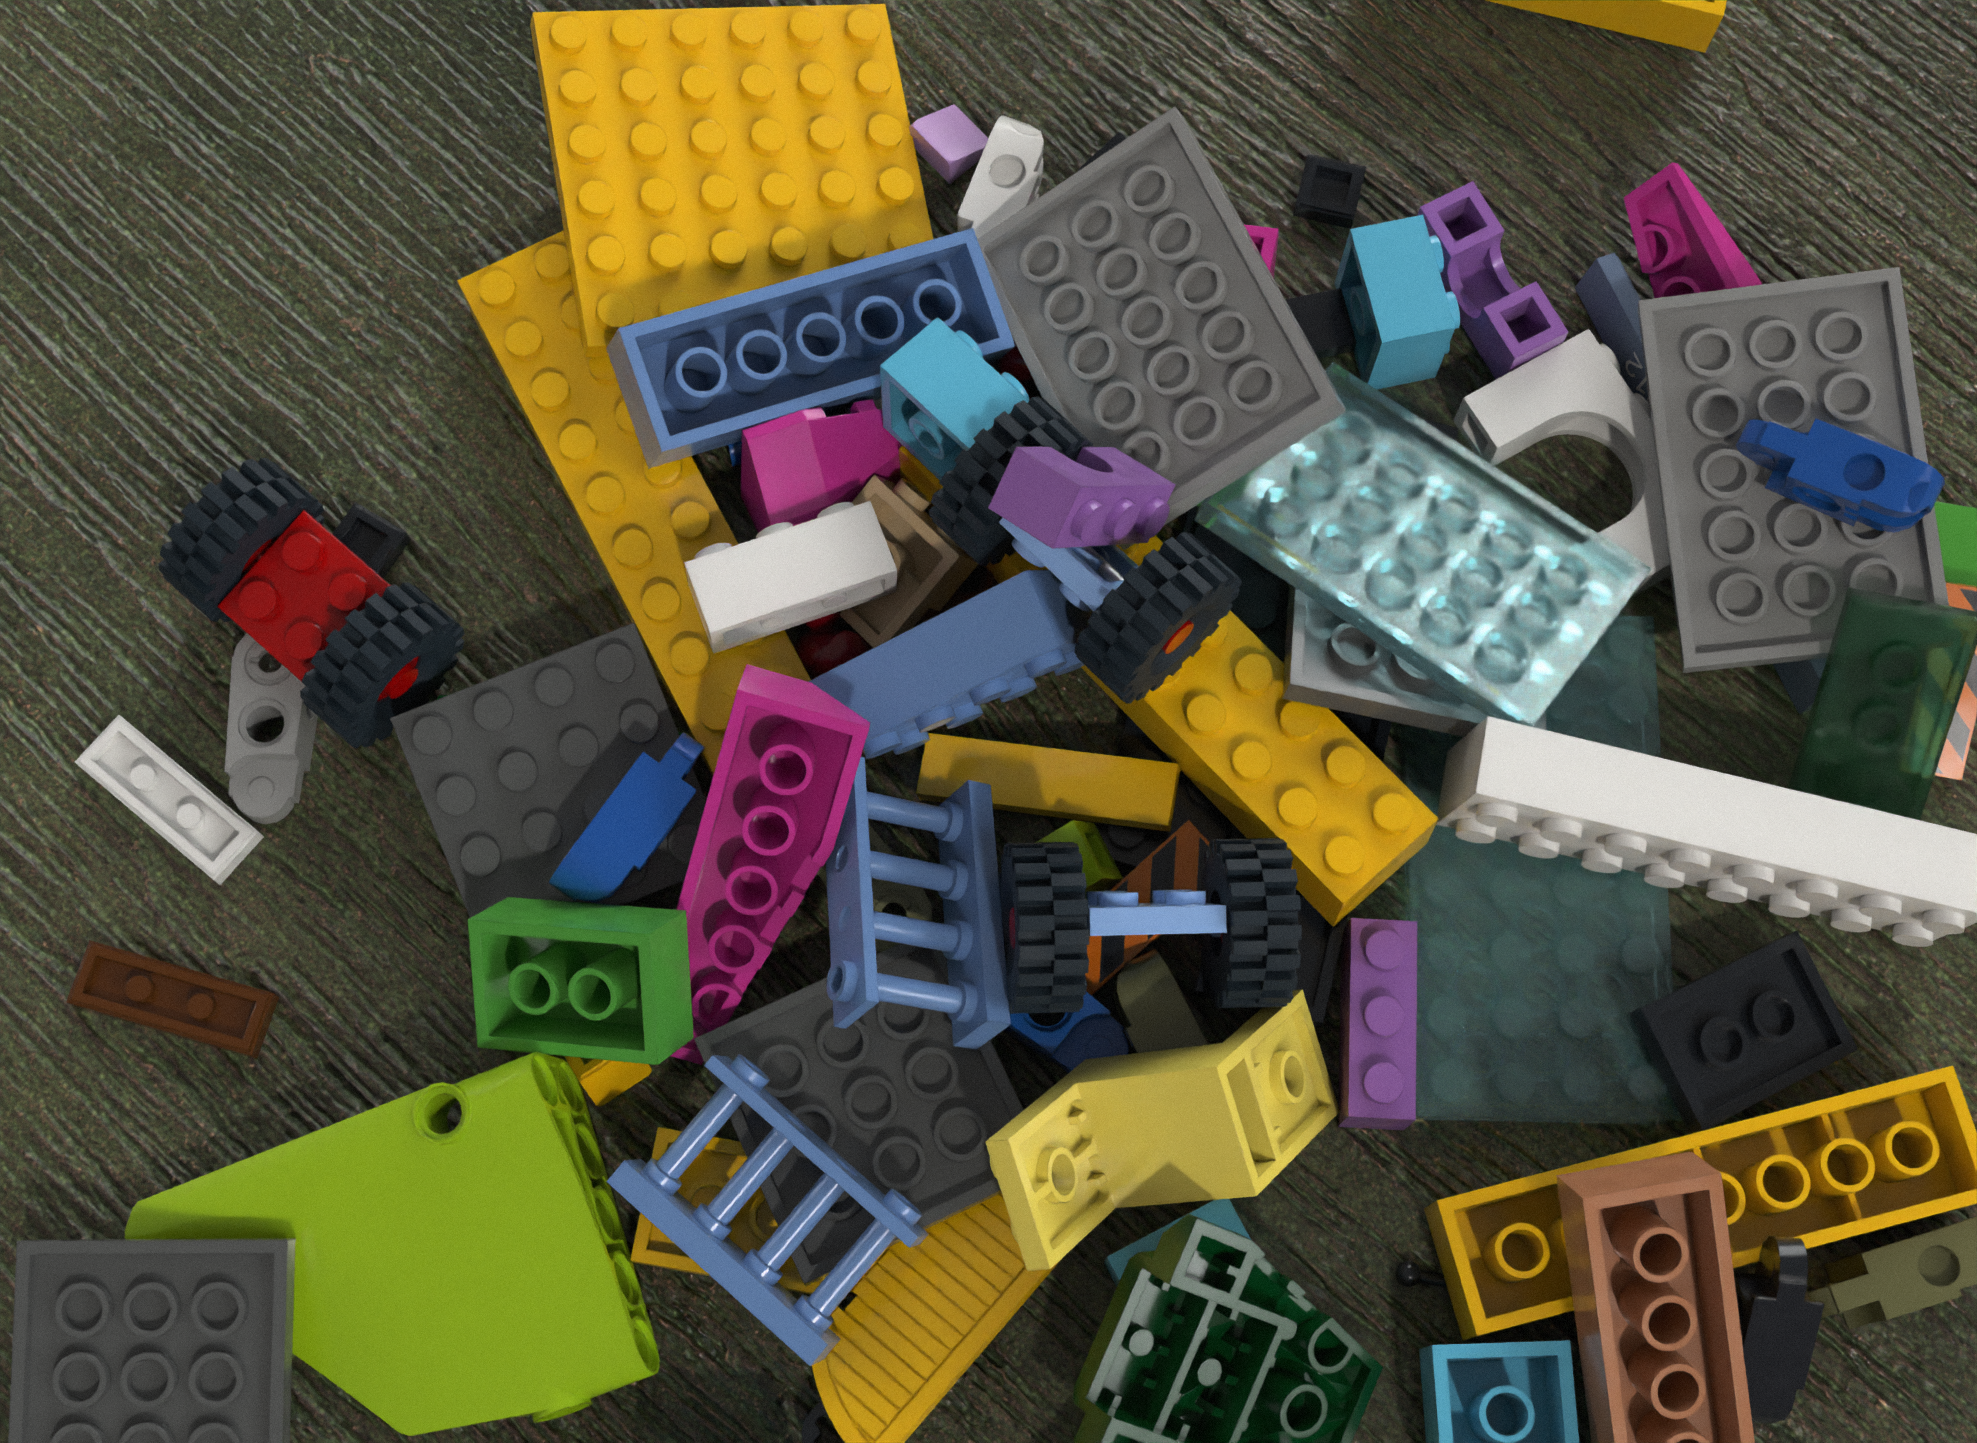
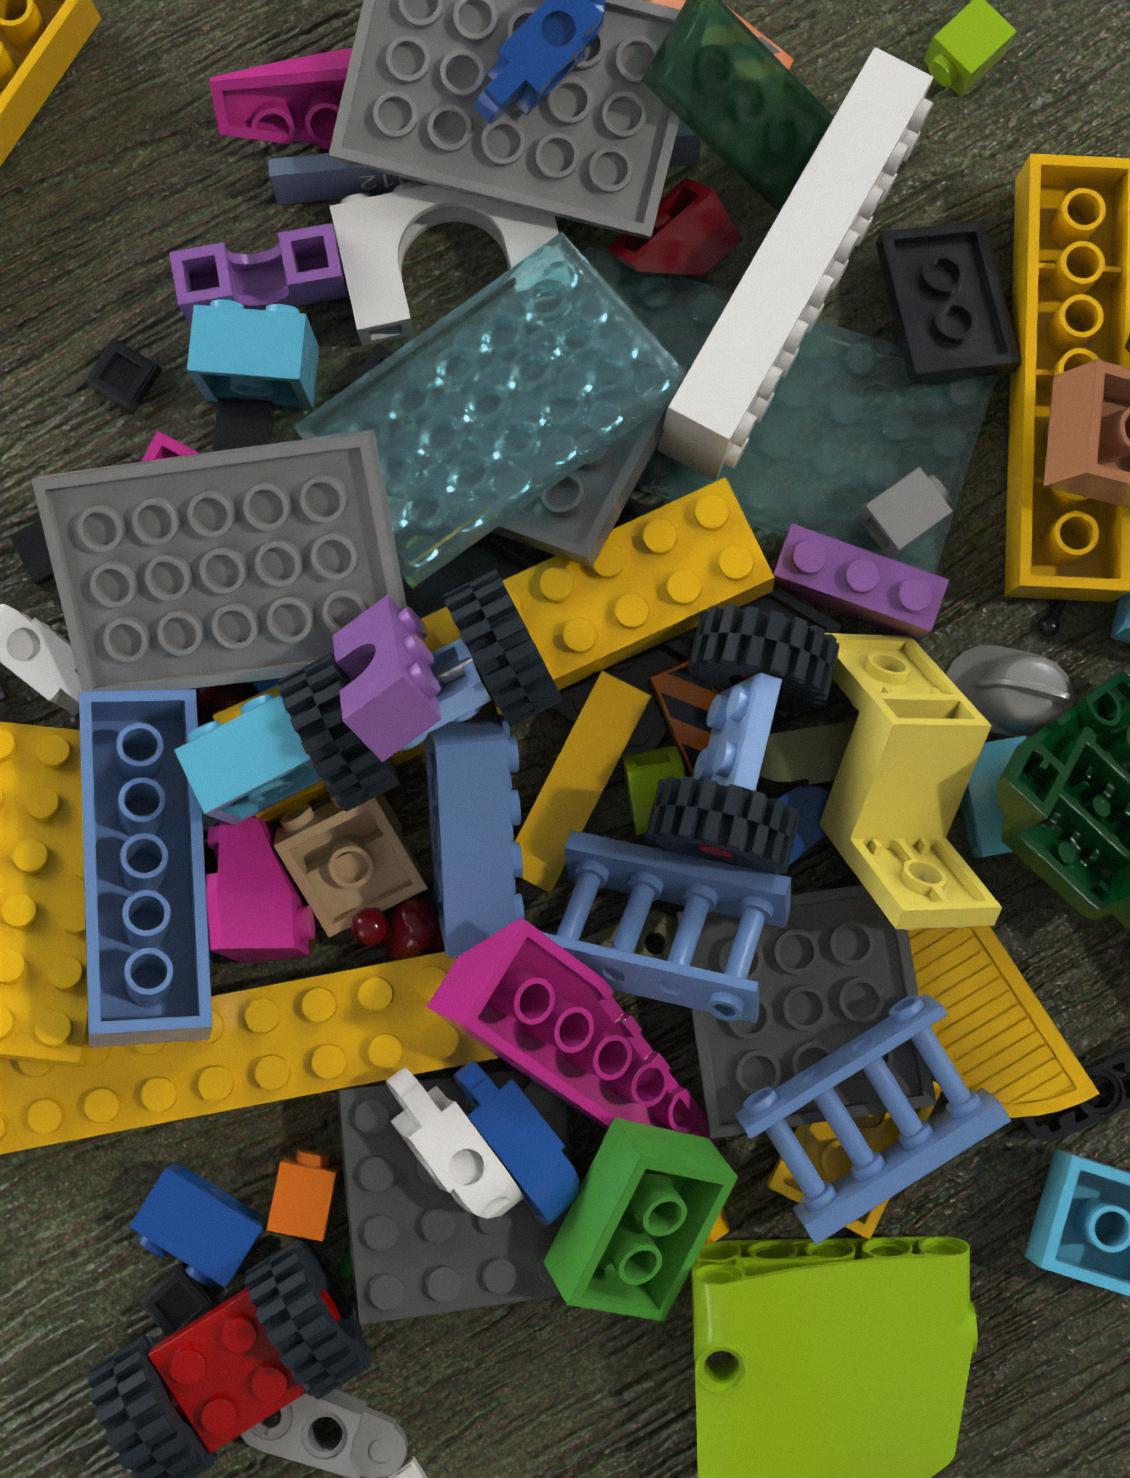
camera: 75 degrees left, 10 degrees up
(452, 534) = (198, 1225): none -> blue brick
(511, 631) = (304, 1195): none -> orange brick
(602, 752) = (451, 1148): none -> white piece
(791, 575) = (345, 944): white brick -> none
(1318, 1239) = (1012, 688): none -> light grey piece
(1477, 1049) = (906, 512): none -> light grey brick
(1701, 712) = (687, 237): none -> dark red slope

